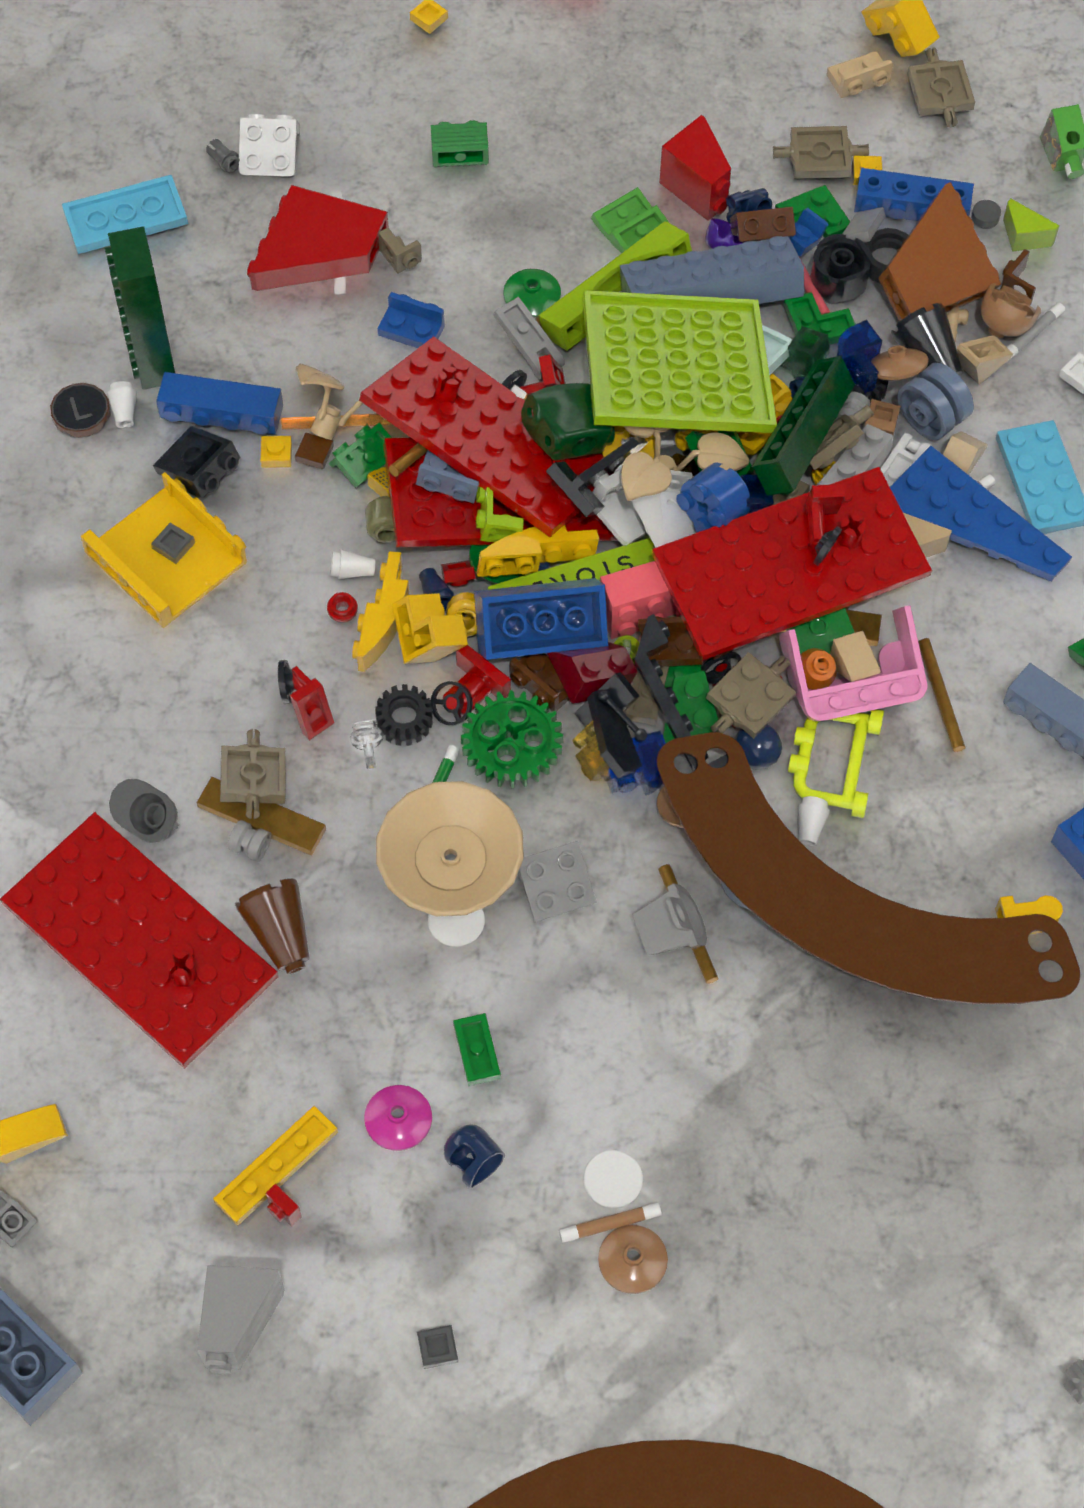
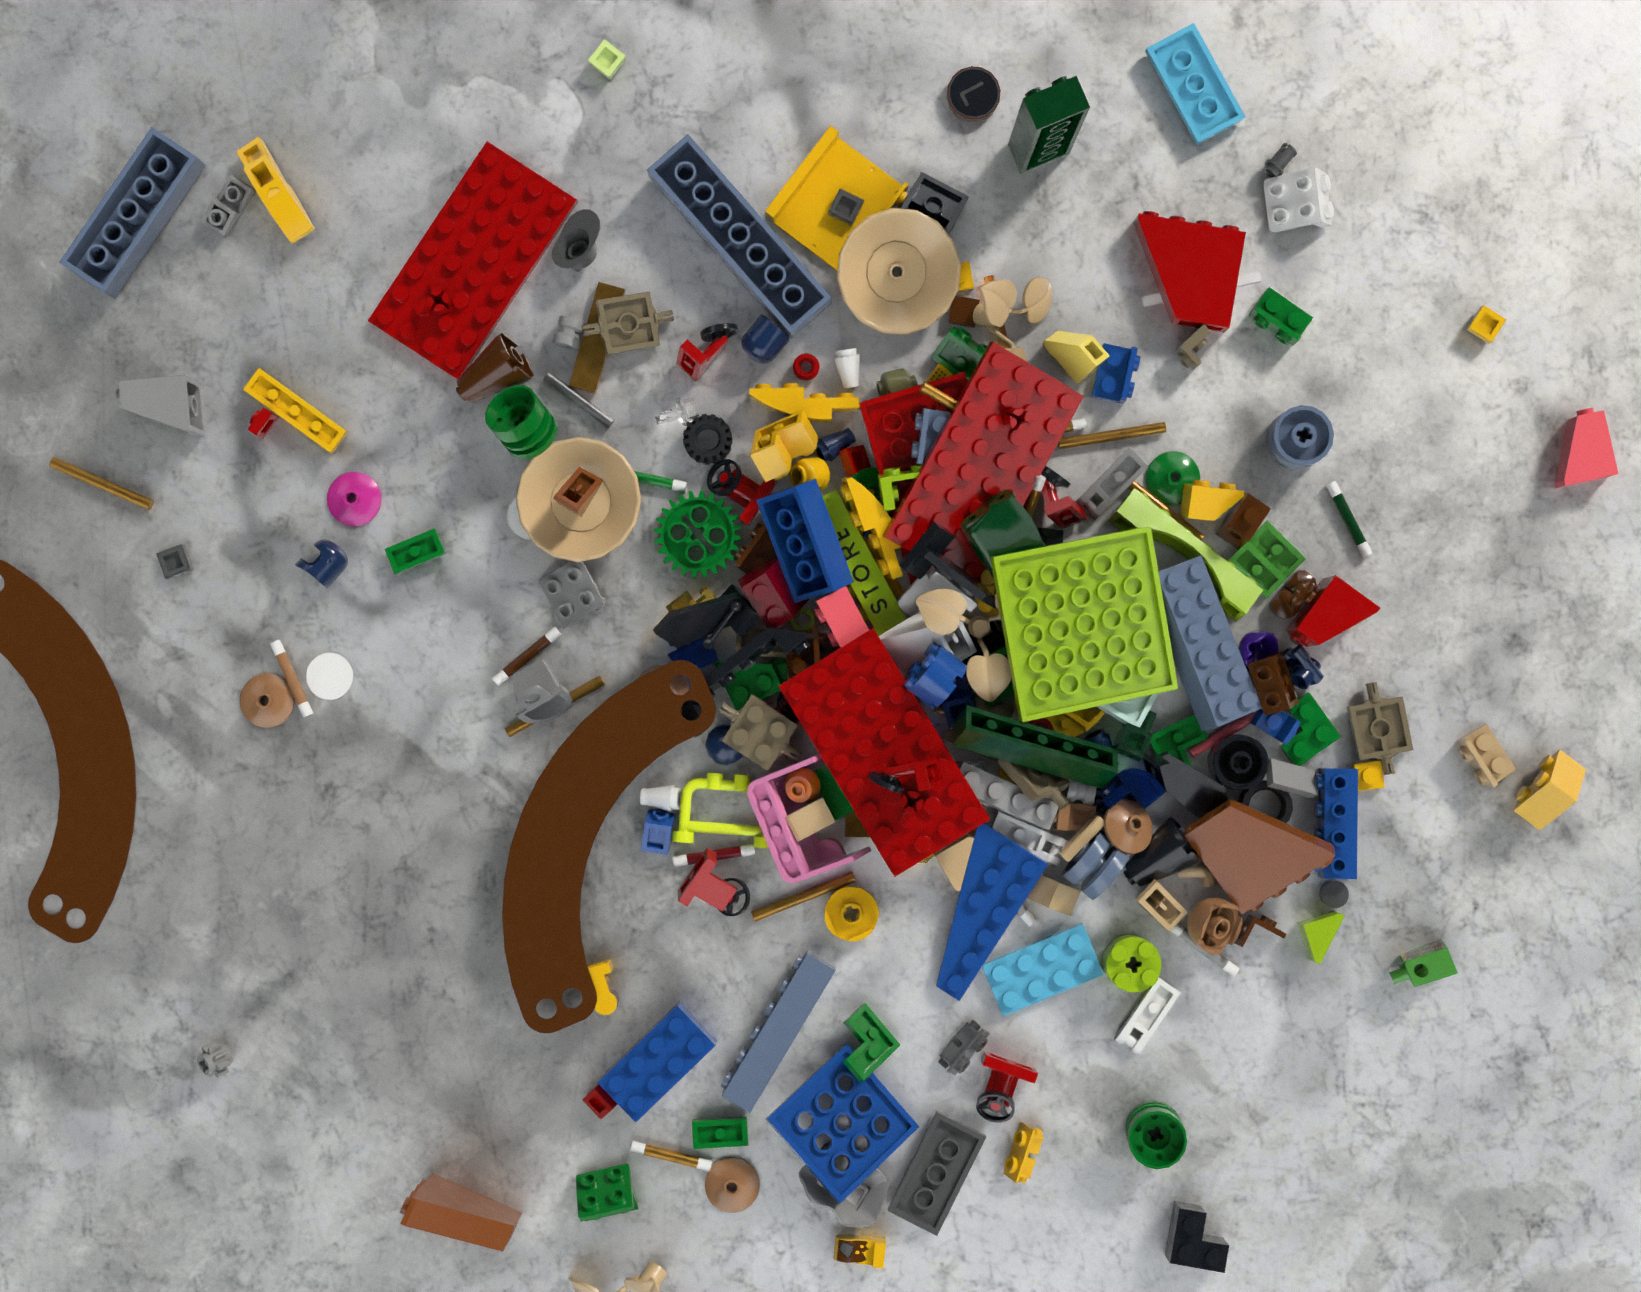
camera: 80 degrees right, 25 degrees up
(122, 401) = (983, 130): white cone -> none
(180, 645) = (739, 236): none -> sand blue brick
(219, 403) = (993, 216): blue brick -> none
(262, 470) = (927, 267): none -> tan dish
(304, 637) = (763, 340): none -> dark blue helmet
(318, 1427) = (101, 483): none -> pearl gold bar
(329, 846) = (578, 399): none -> flat silver bar
(346, 893) = (521, 422): none -> green wheel
(383, 348) = (1076, 353): none -> light yellow slope
(384, 178) = (1280, 317): none -> green bracket
(445, 838) = (578, 491): none -> dark orange slope
(459, 144) = (1330, 381): green brick -> none
(476, 326) = (1112, 435): none -> pearl gold bar
(512, 173) = (1311, 426): none -> sand blue wheel
(563, 260) = (1208, 502): none -> yellow slope
(588, 229) = (1243, 520): none -> reddish brown torso
(603, 150) = (1349, 519): none -> dark green bar
(623, 945) = (526, 656): none -> reddish brown bar
(678, 211) = (1299, 589): none -> reddish brown piece
(851, 828) = (657, 831): none -> blue bracket
(868, 304) = (1184, 783): none -> black piece
(884, 779) = (725, 853): none -> bar
(906, 409) = (1081, 838): none -> tan tile
(915, 785) = (711, 888): none -> red piece
(941, 87) = (1480, 837): dark tan plate -> none
(962, 663) = (846, 928): none -> yellow plate
(1043, 389) = (1143, 974): none -> lime brick

